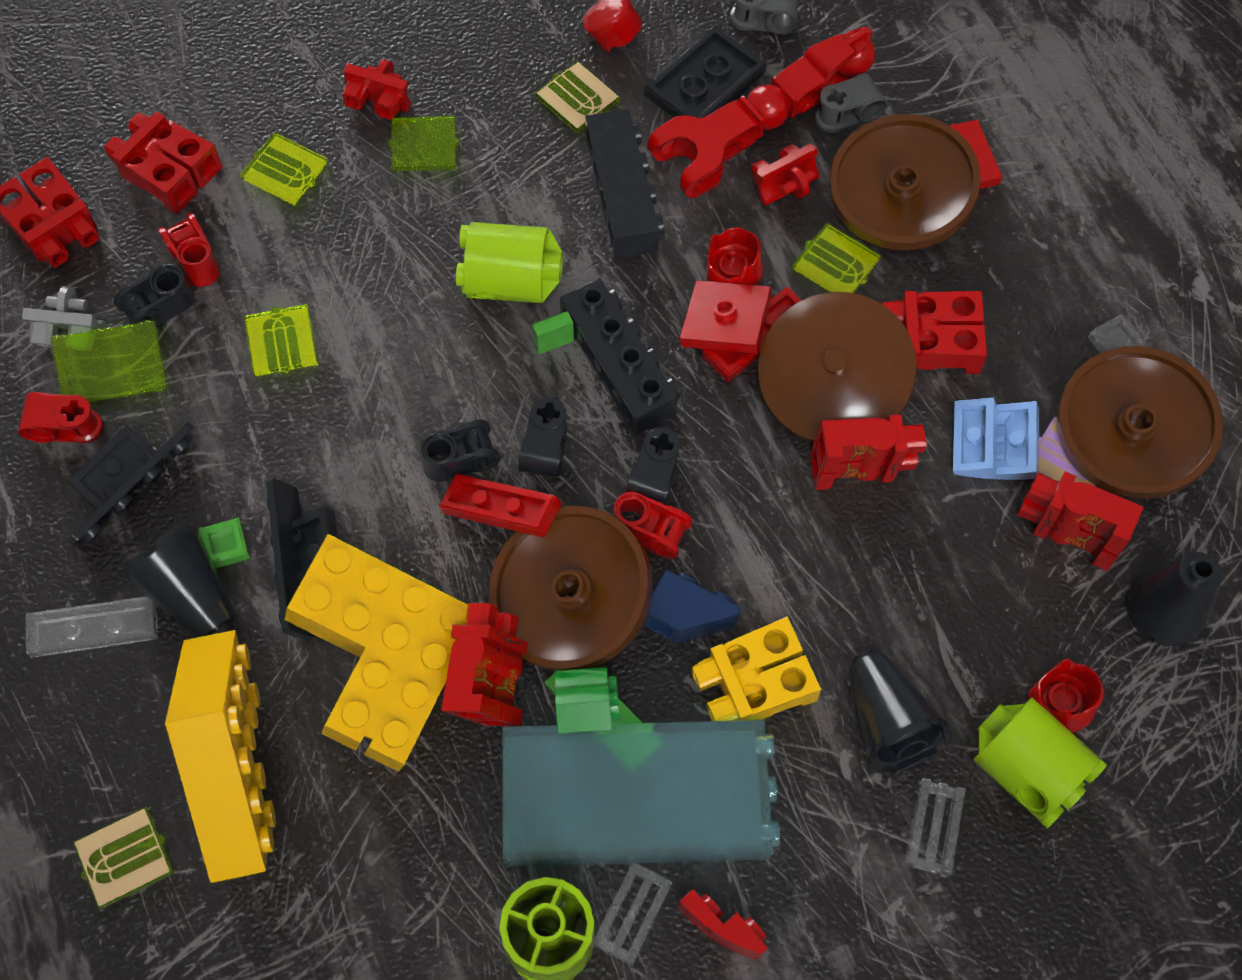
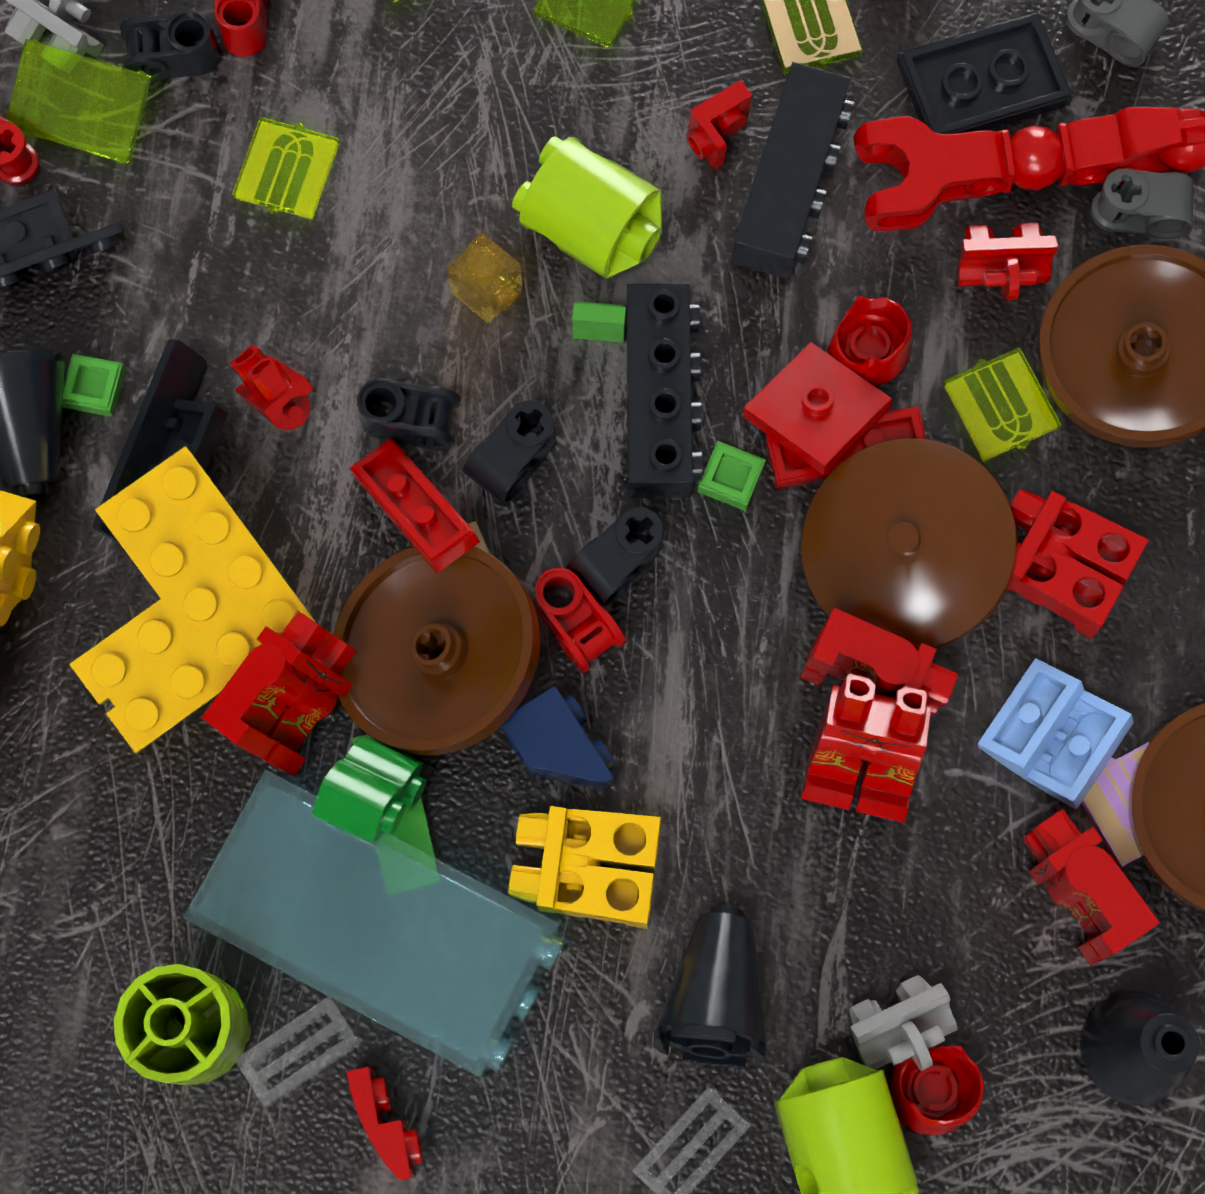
camera: 30 degrees right, 10 degrees up
(356, 478) = (272, 388): none -> red hips
(461, 341) = (485, 278): none -> clear yellow brick
(554, 178) = (715, 117): none -> red bracket
(695, 387) = (731, 475): none -> bright green tile
(893, 502) = (870, 729): none -> red hips
(1026, 667) = (905, 1028): none -> light grey hips

